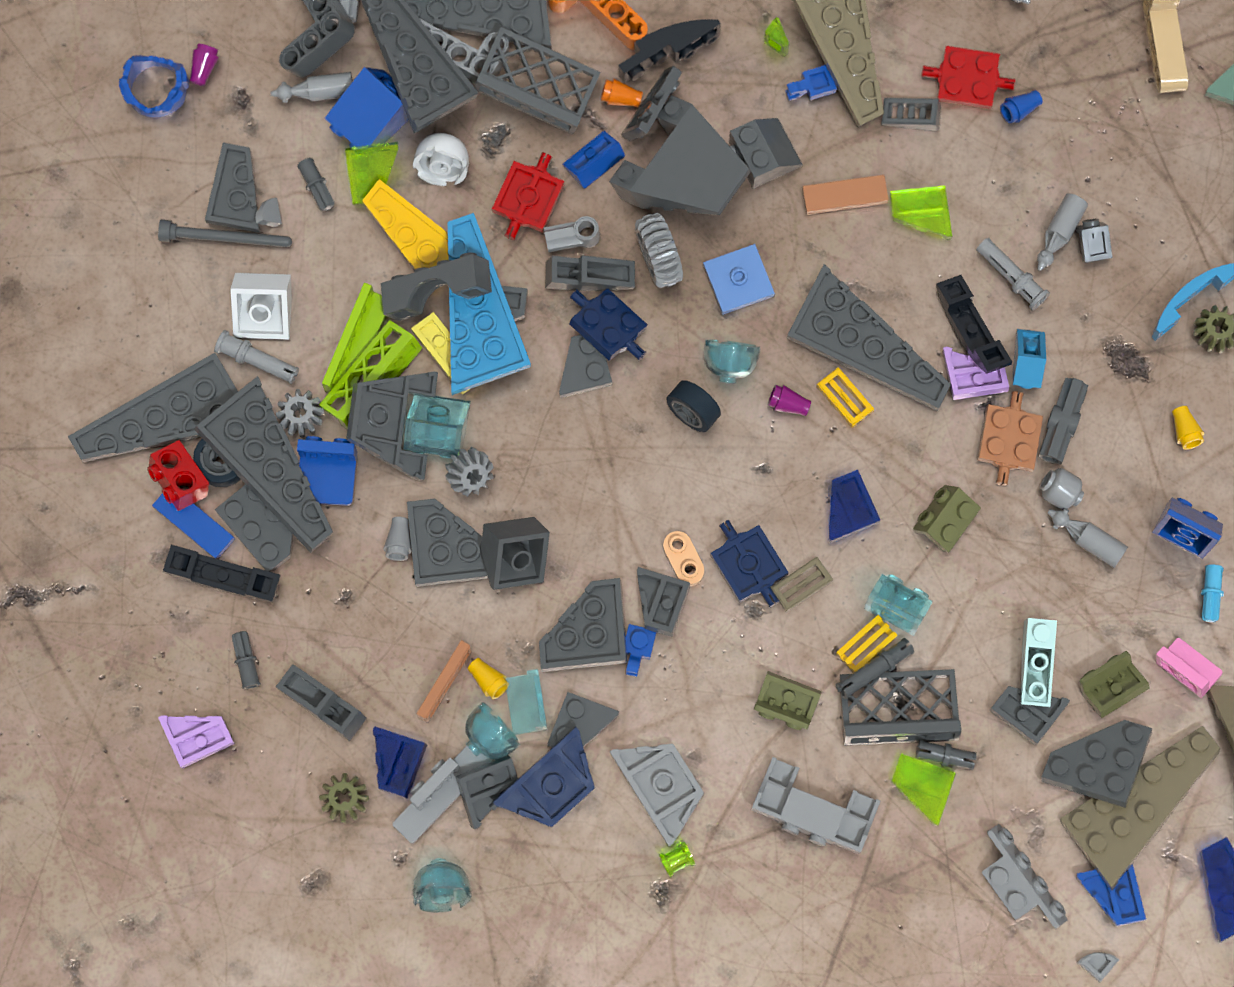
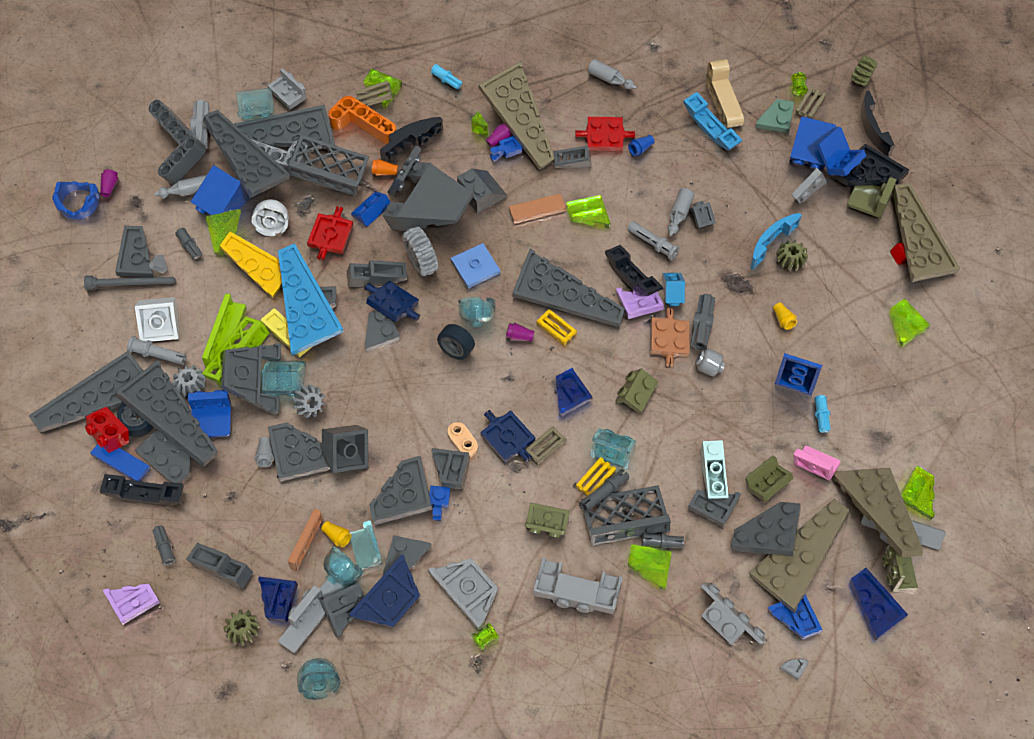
camera: 10 degrees left, 15 degrees down
(407, 294) = (255, 298): dark grey arch -> none
(568, 235) = (361, 251): light grey piece -> none
(804, 59) = (500, 133): none -> magenta cone
(1090, 537) = (734, 390): light grey wheel -> none
(1135, 82) = (709, 123): none -> dark azure slope

